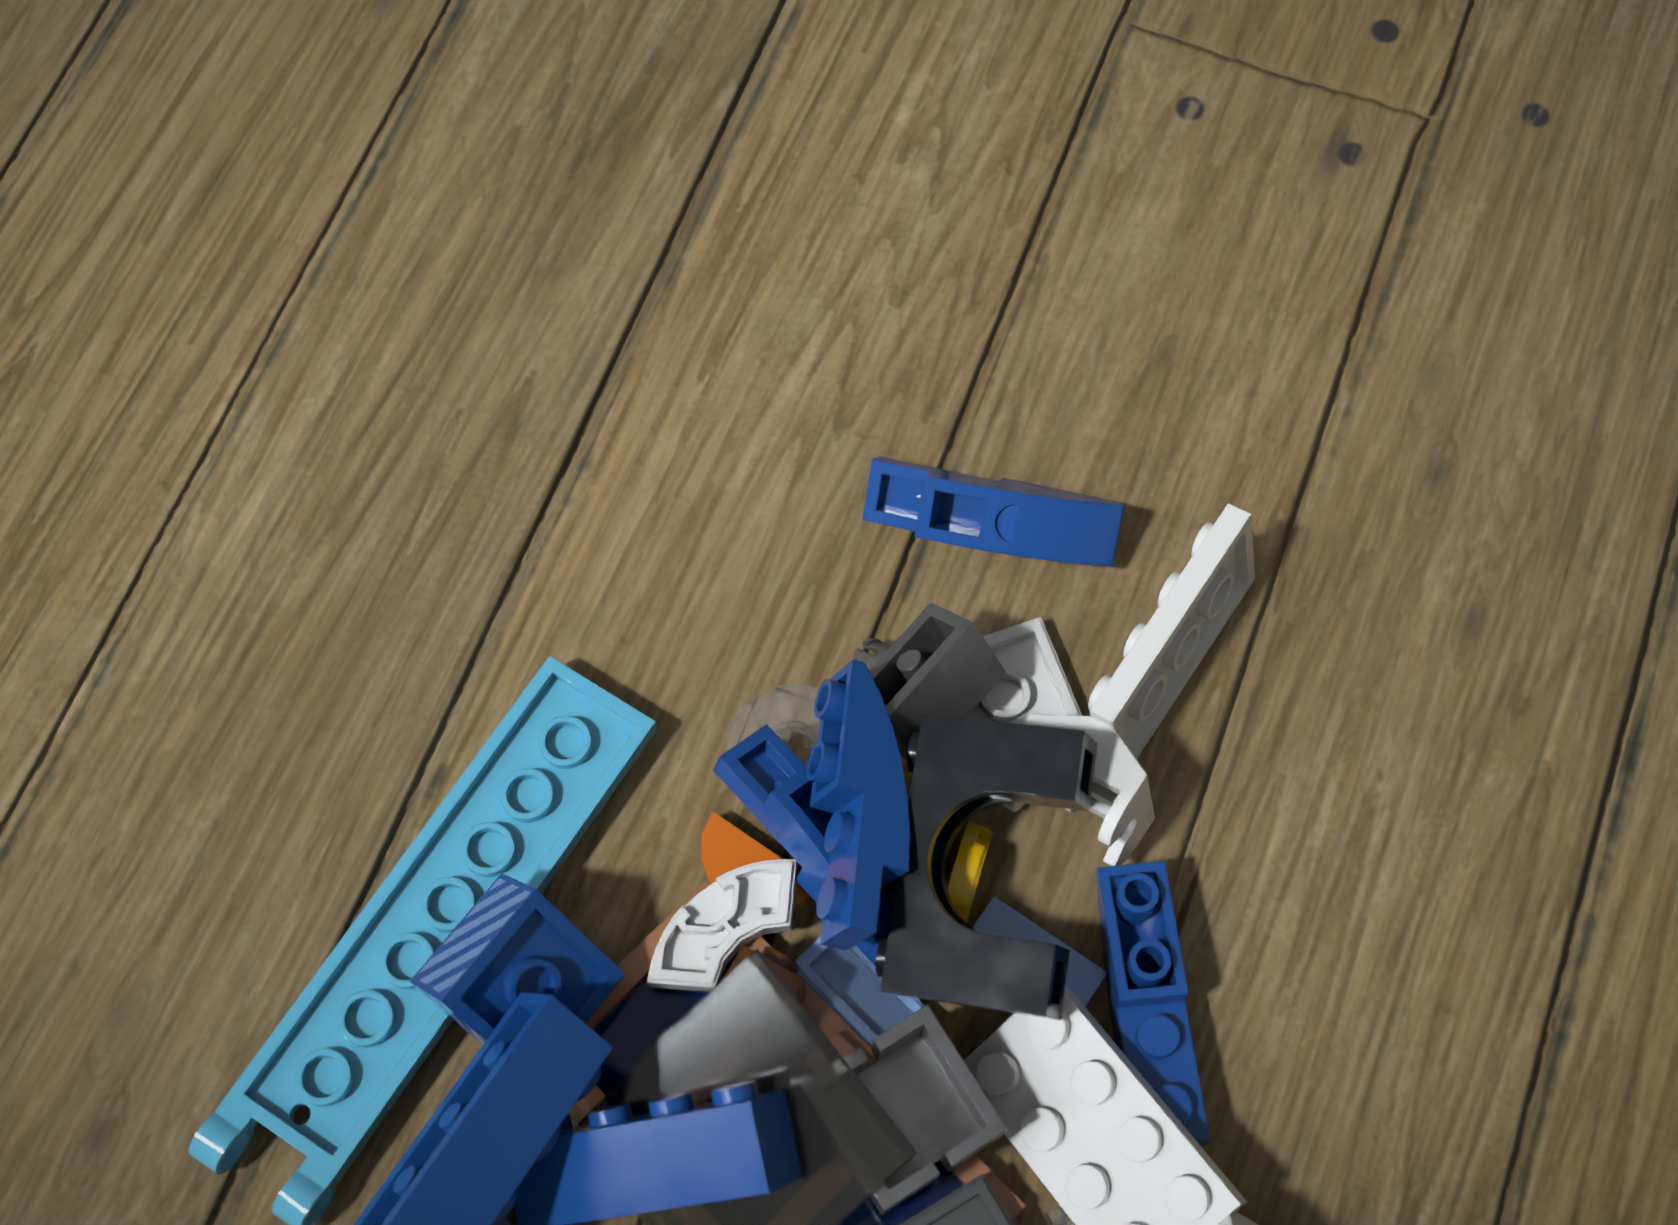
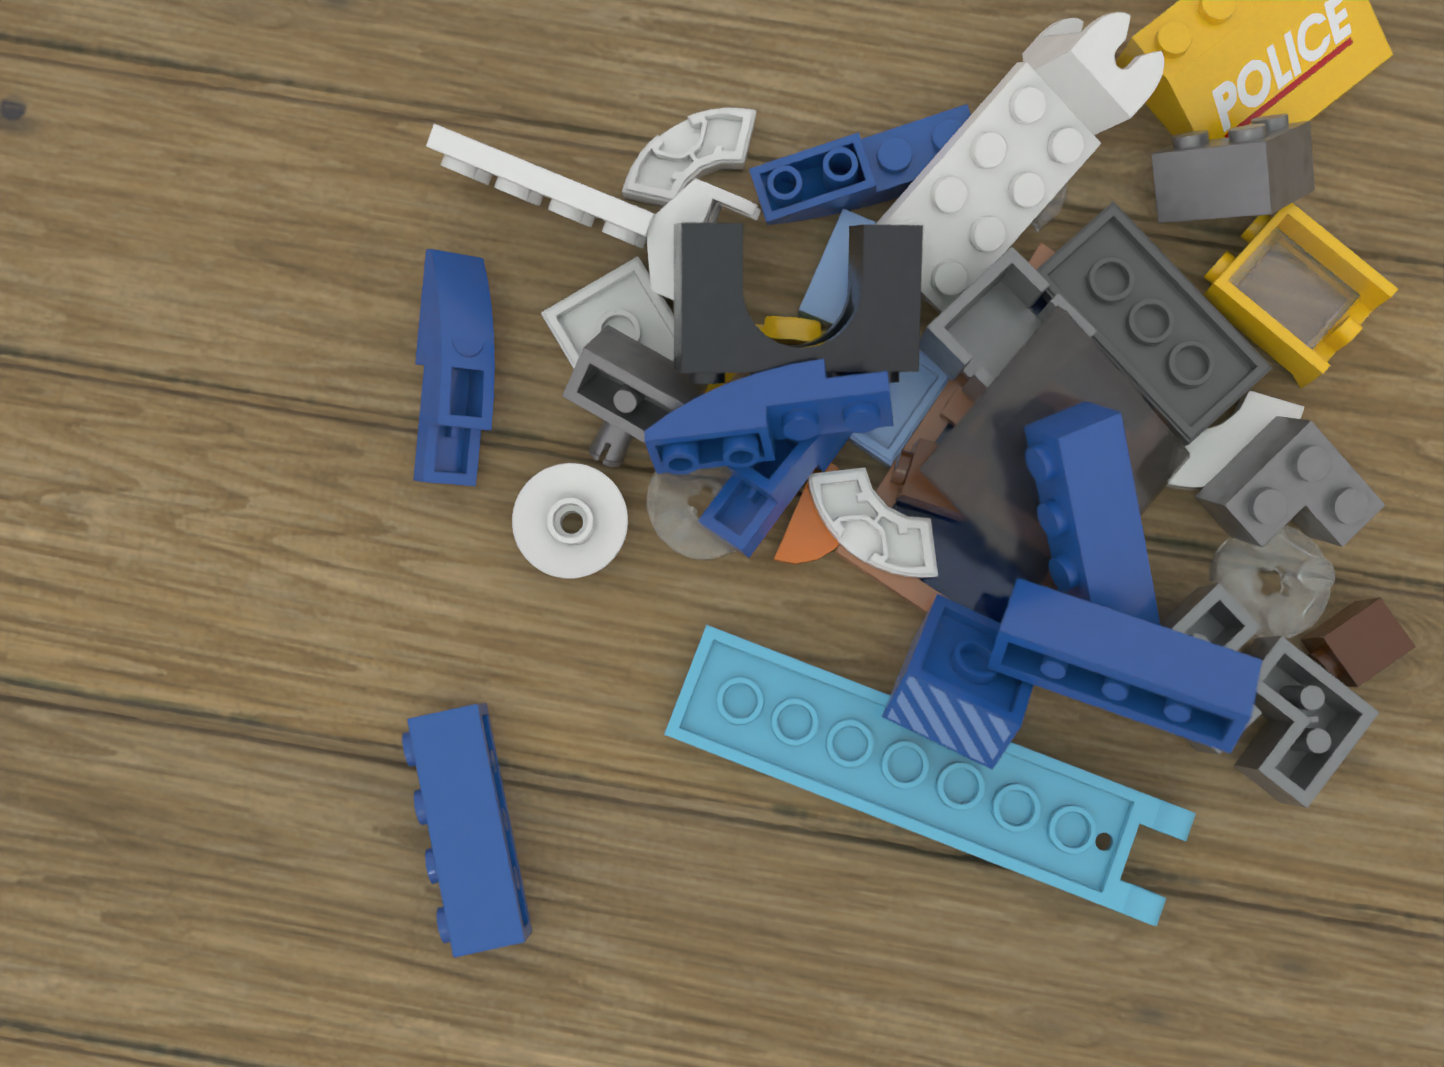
camera: 100 degrees left, 15 degrees up
(505, 451) = (468, 830): none -> blue brick
(794, 577) = (547, 501): none -> white dish
(1206, 813) = (688, 151): none -> white tile

